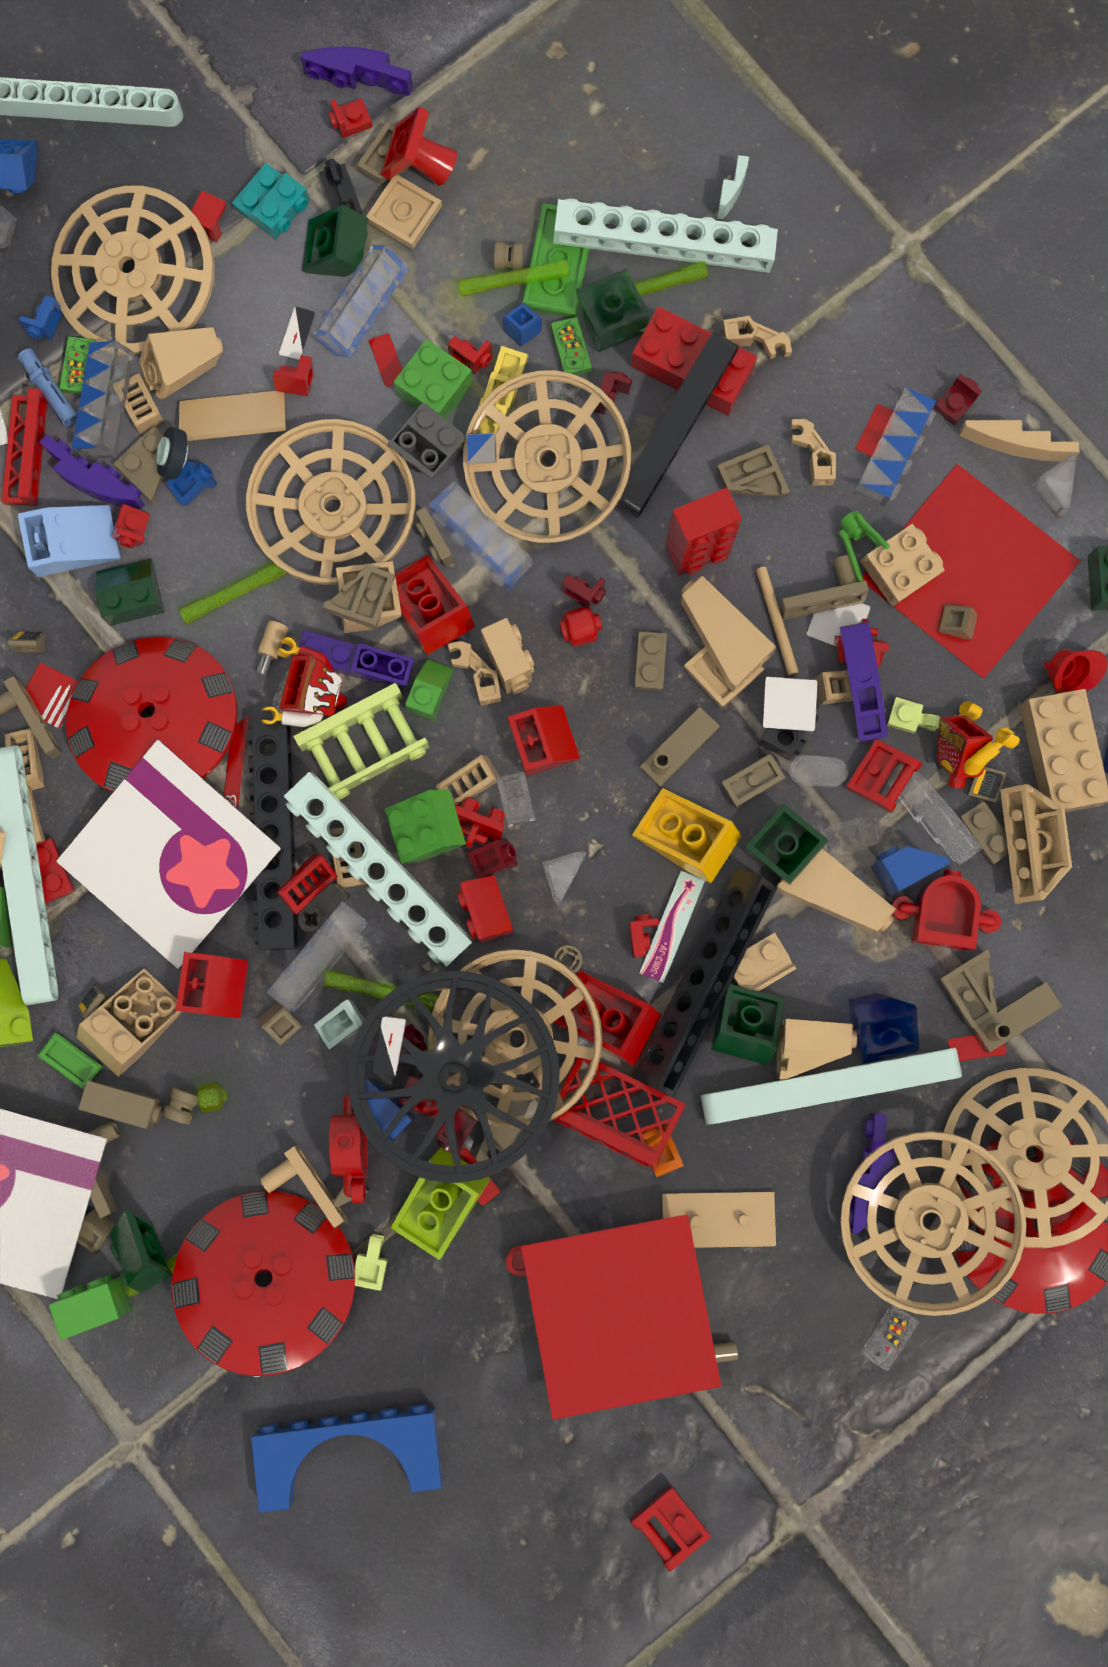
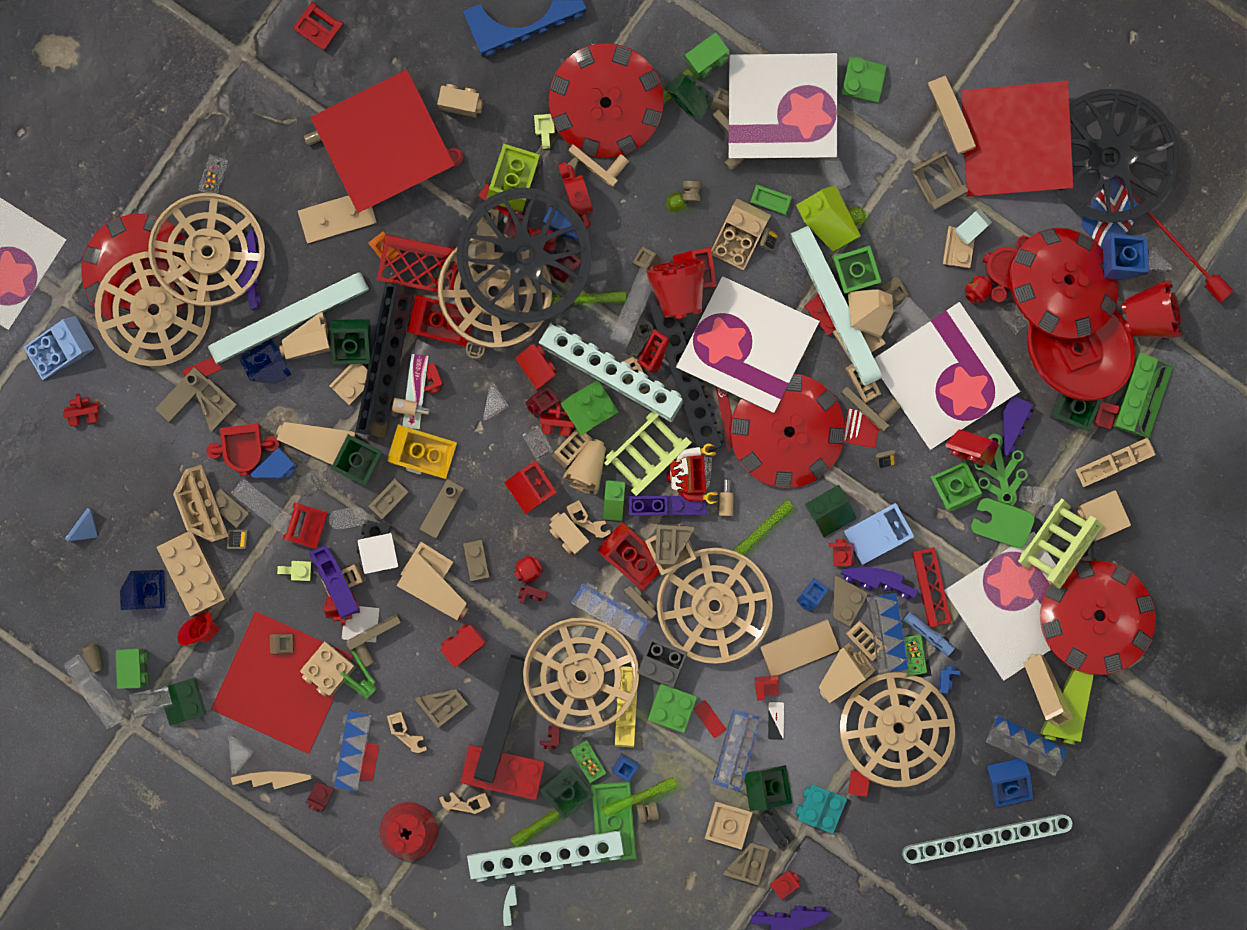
camera: 165 degrees right, 5 degrees up
(121, 1104) = (729, 182): dark tan brick -> none
(172, 453) = (827, 606): black wheel -> none
(237, 963) = (678, 286): none -> red cone
(340, 1024) = (607, 269): light aqua slope -> none
(388, 1046) = (568, 261): sticker -> none
(411, 148) = (733, 864): red plant -> none
(453, 744) = (587, 468): none -> tan cone
(467, 354) = (657, 735): red bracket -> none
(481, 448) = (625, 667): tile -> none
(486, 1345) = (459, 101): none -> tan brick
(689, 903) = (408, 407): none -> tan piece
(777, 621) = (400, 610): tan bar -> none
(847, 317) = (415, 819): none -> red cone
(967, 747) = (259, 557): torso -> none

